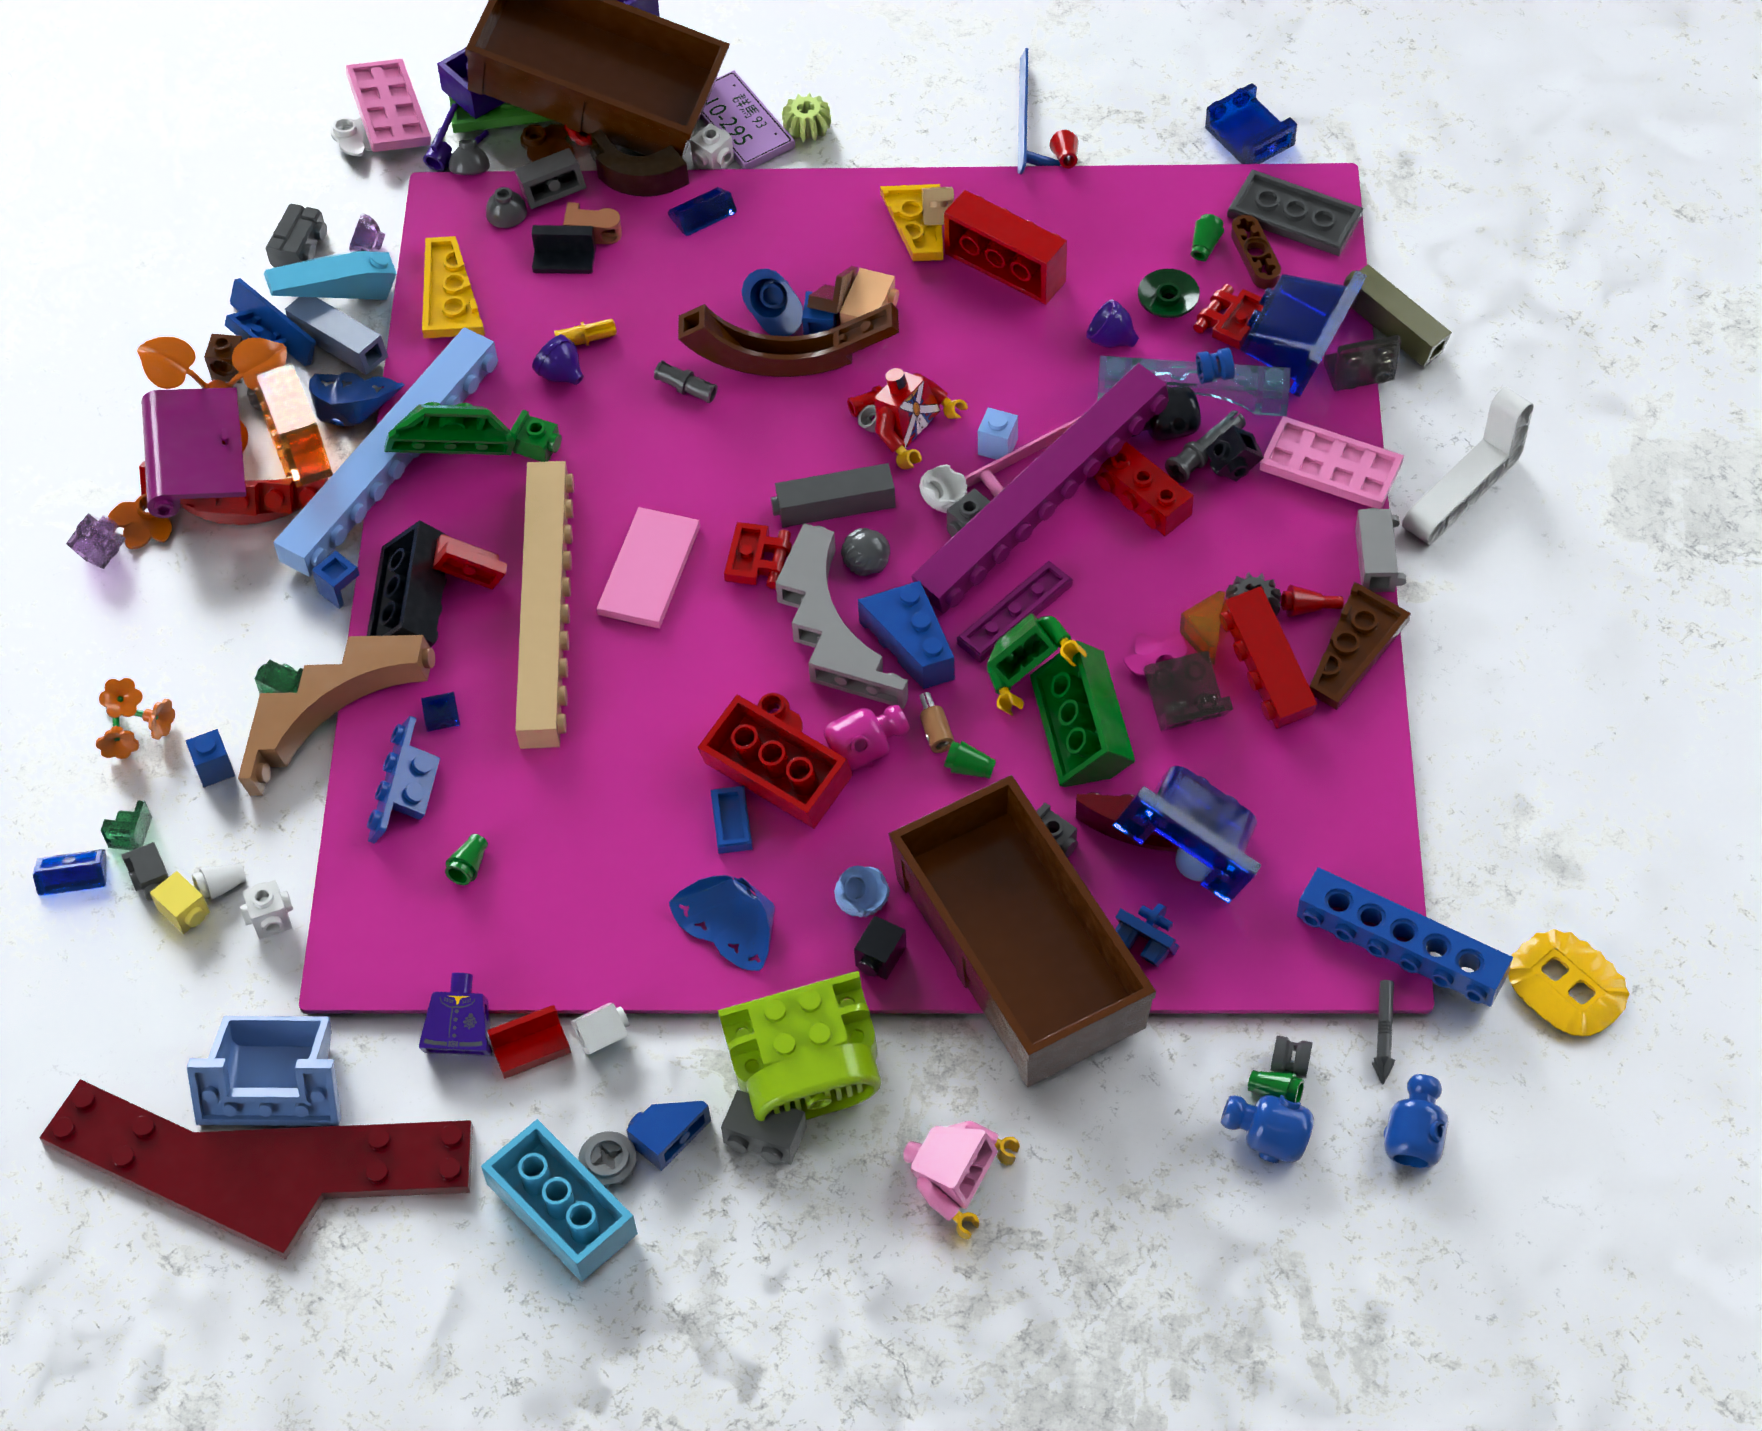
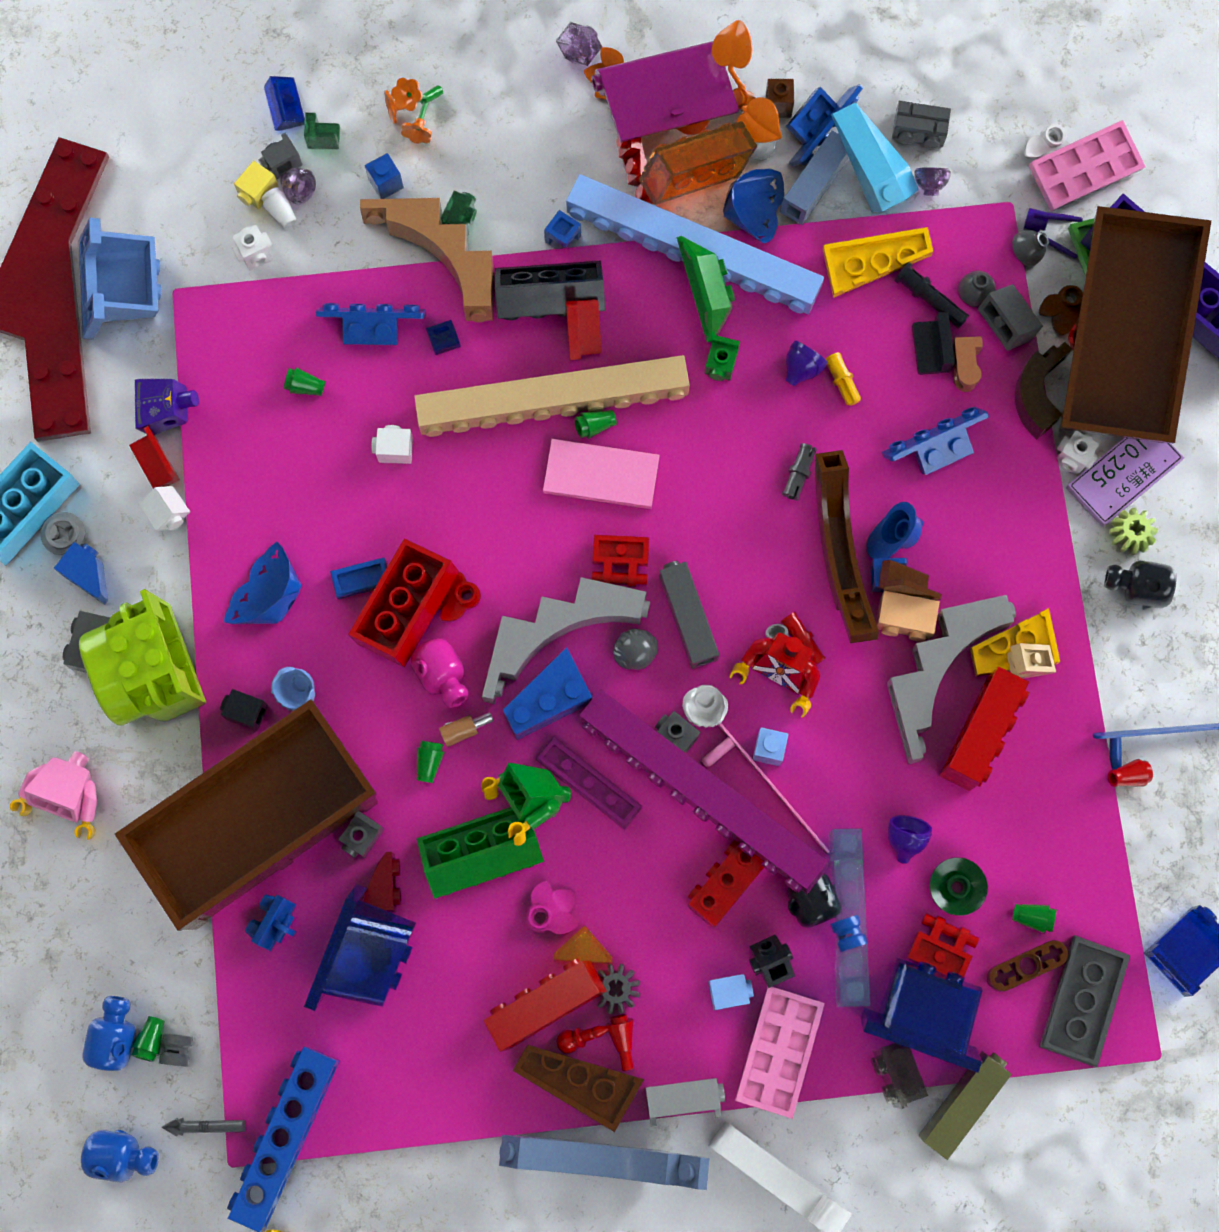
camera: 80 degrees right, 20 degrees up
(191, 855) = (298, 185): none -> clear purple brick
(495, 252) = (922, 288): none -> black pin
(570, 766) = (393, 445): none -> white brick
(586, 566) = (593, 423): none -> green cone
(677, 257) = (940, 444): none -> bracket
(703, 211) = (1003, 456): clear blue slope -> none
(865, 112) = (1144, 583): none -> black piece
(957, 305) = (915, 692): none -> light grey arch
(1185, 691) = (505, 937): clear smoke bracket -> none
(1195, 454) = (773, 924): dark grey pin -> none
(1264, 498) = (730, 992): none -> light blue brick
(1307, 653) = (569, 1040): none -> red bar
(1444, 610) = (604, 1161): none -> sand blue arch

